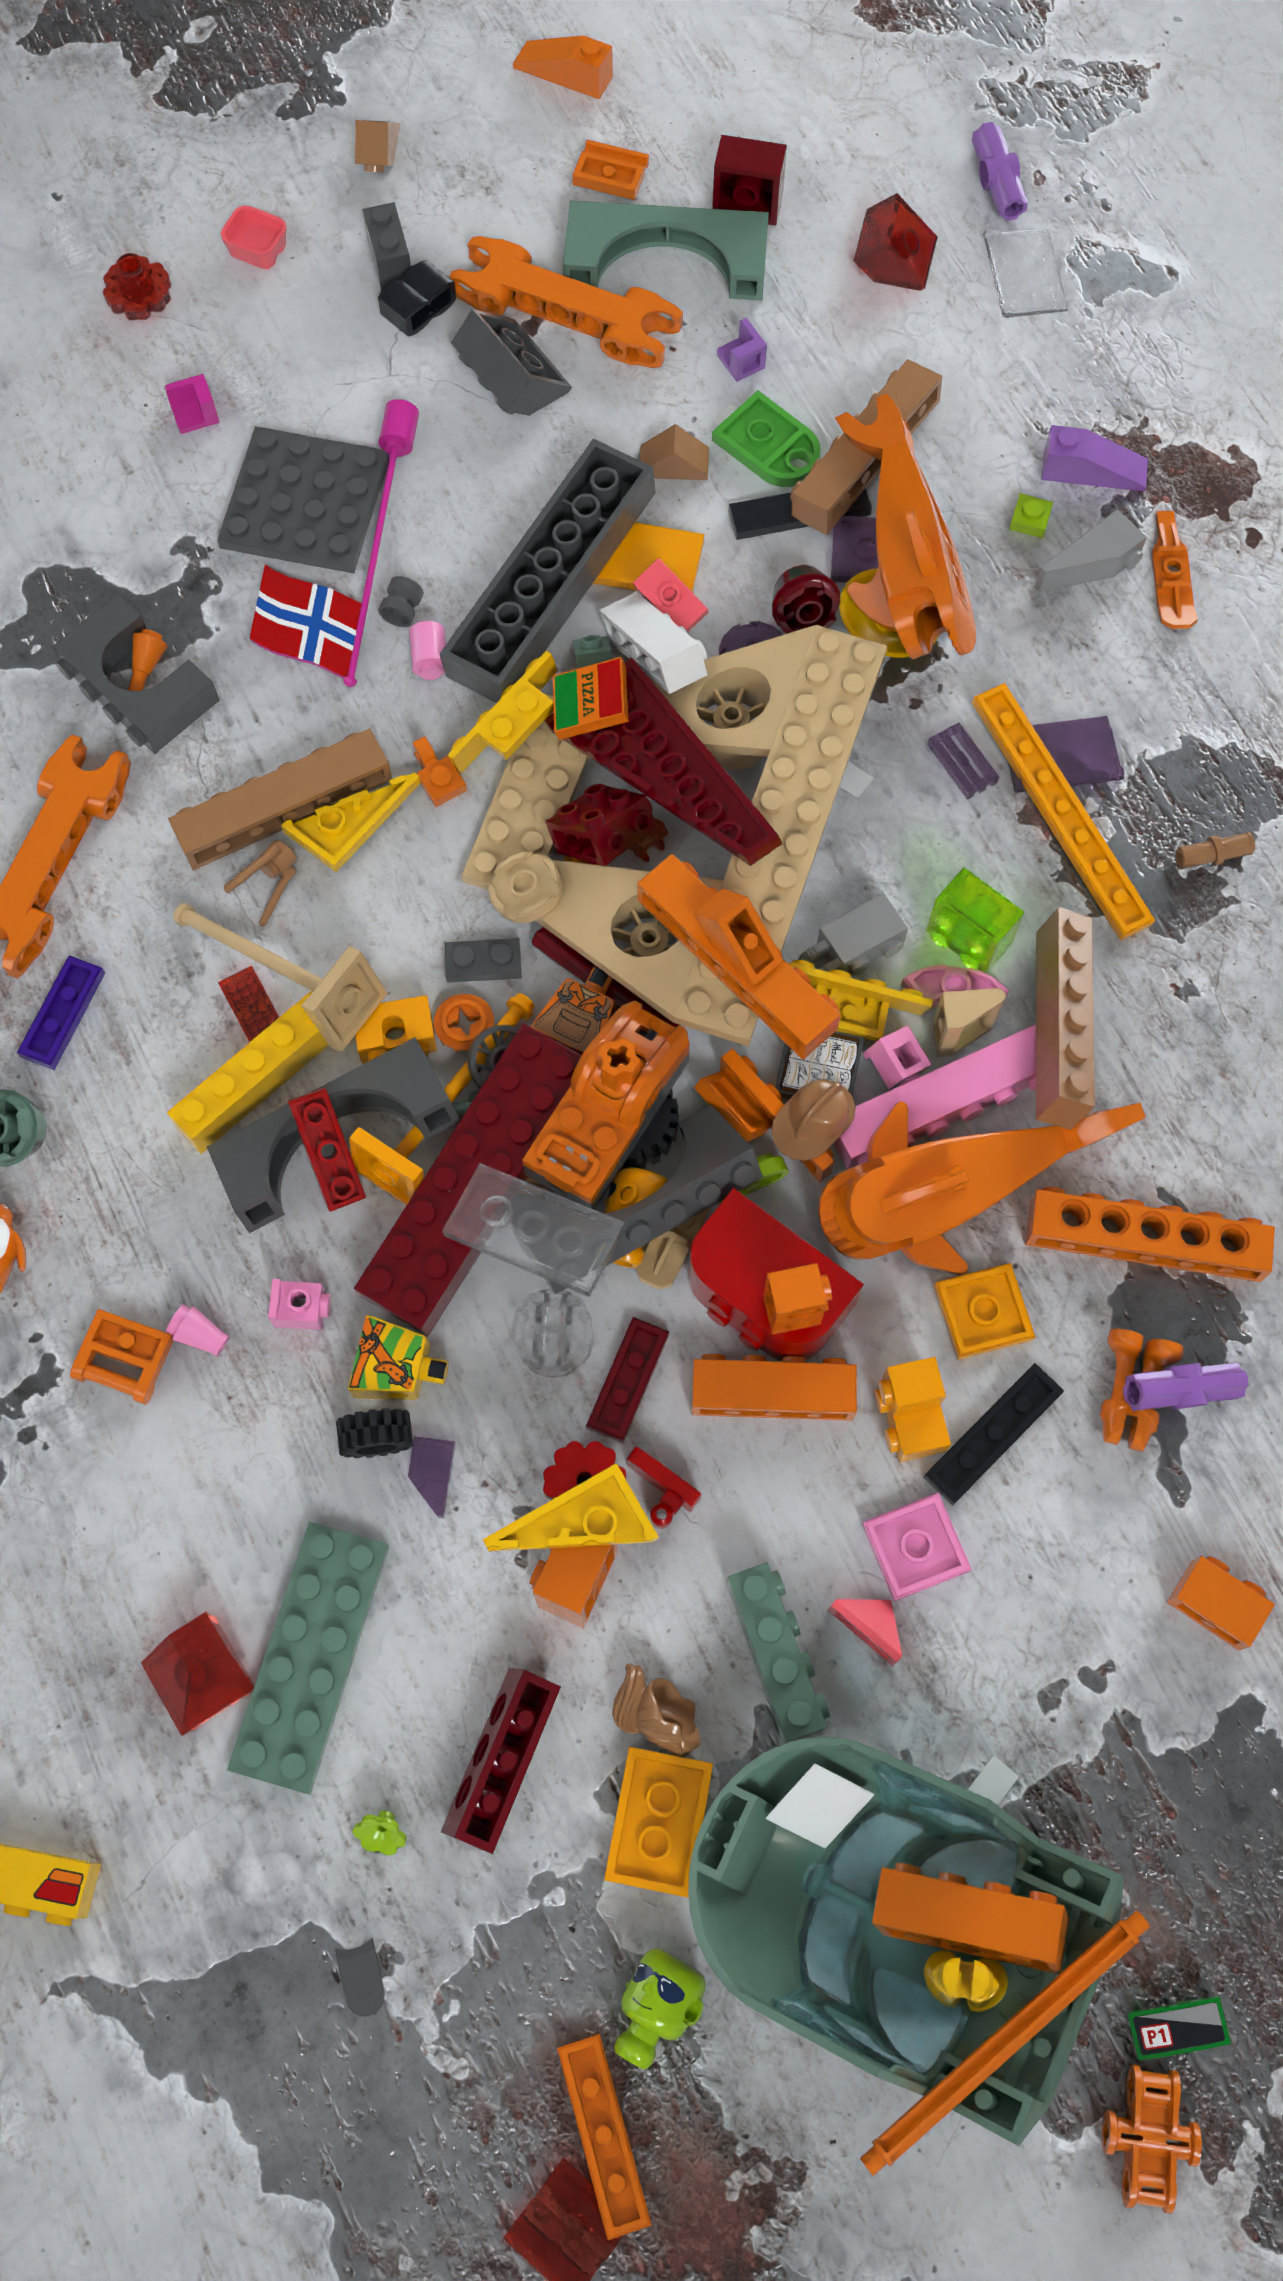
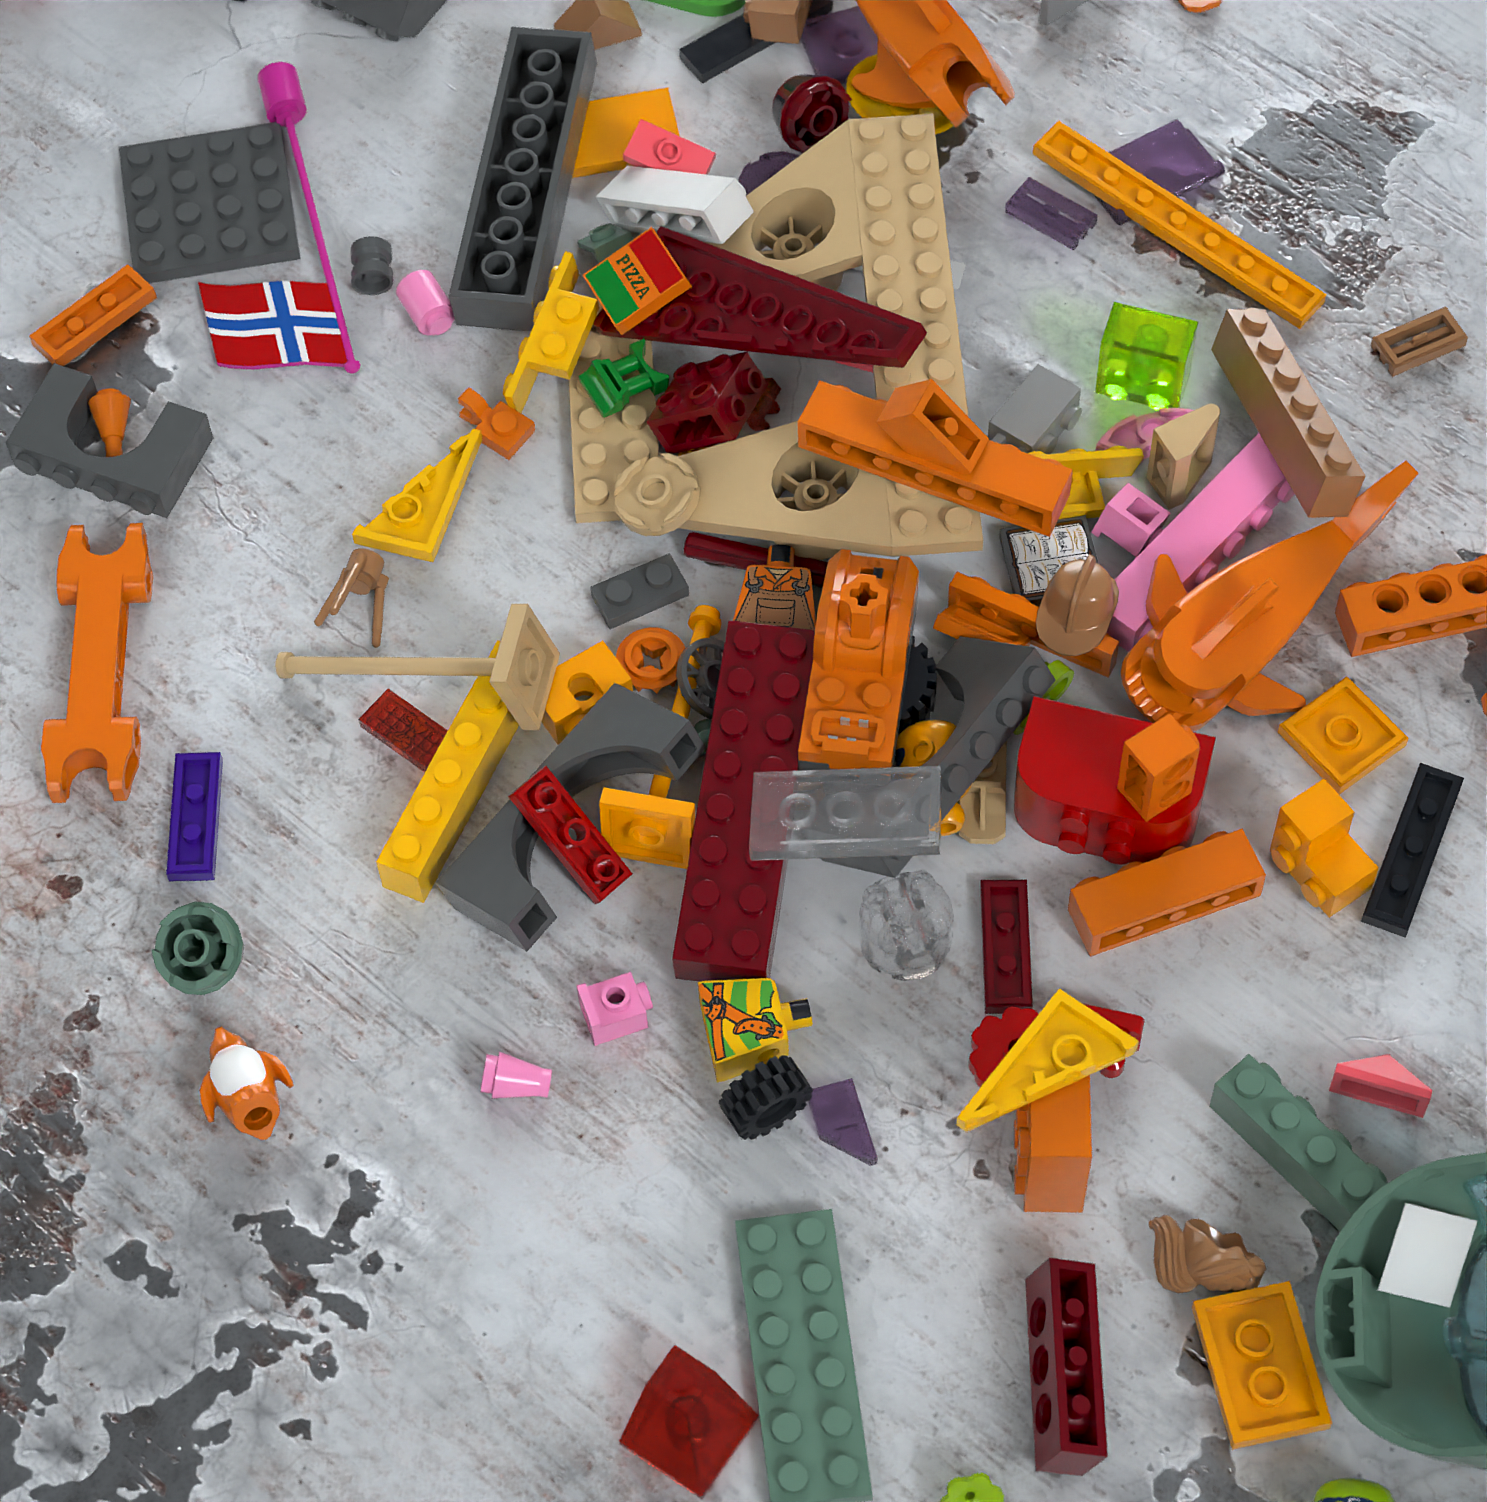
camera: 20 degrees left, 10 degrees down
(126, 1343) = (442, 1121): orange plate -> none
(171, 563) = (93, 316): none -> orange plate
(191, 403) = (36, 148): dark pink panel -> none
(290, 792) = (323, 518): medium nougat brick -> none
(531, 781) = (608, 389): none -> green piece
(916, 1547) = (1389, 990): bright pink tile -> none
(1215, 850) = (1353, 206): medium nougat pin -> none
(1218, 1004) = (1423, 346): none -> medium nougat tile

